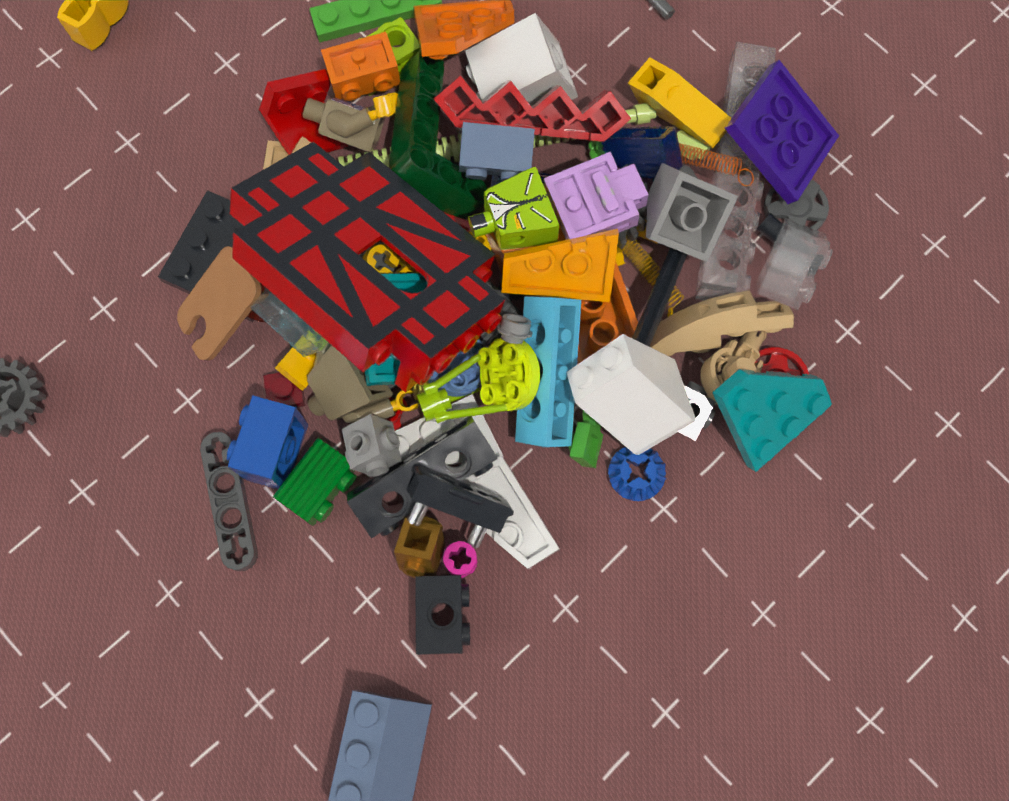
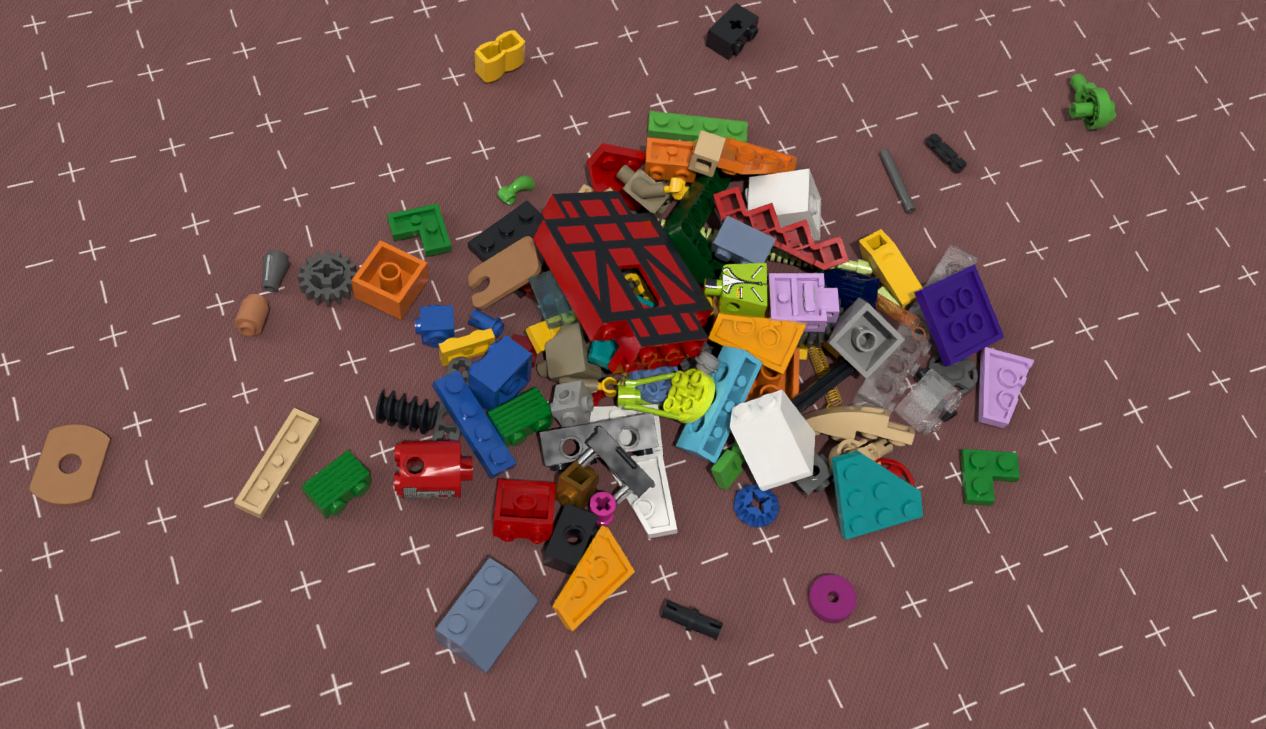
camera: 15 degrees right, 15 degrees down
(44, 670) = (277, 463): none -> tan plate
(81, 370) = (390, 280): none -> orange brick
(89, 273) = (421, 222): none -> green plate
(129, 668) = (337, 484): none -> green brick
(164, 405) = (435, 324): none -> blue brick
(173, 539) = (406, 412): none -> black piece
(180, 190) = (508, 194): none -> bright green arm
(222, 408) = (467, 346): none -> yellow plate
(226, 375) = (486, 322): none -> blue pin
(246, 596) = (441, 472): none -> red cylinder
(262, 516) = (474, 424): none -> blue plate
(368, 602) = (524, 510): none -> red plate
(403, 43) = (706, 153): none -> tan brick
(486, 658) = (593, 580): none -> light orange wing
(620, 651) = (692, 620): none -> black pin
(784, 547) = (832, 611): none -> magenta piece
(856, 197) = (1000, 384): none -> lavender wing
(874, 315) = (983, 467): none -> green plate

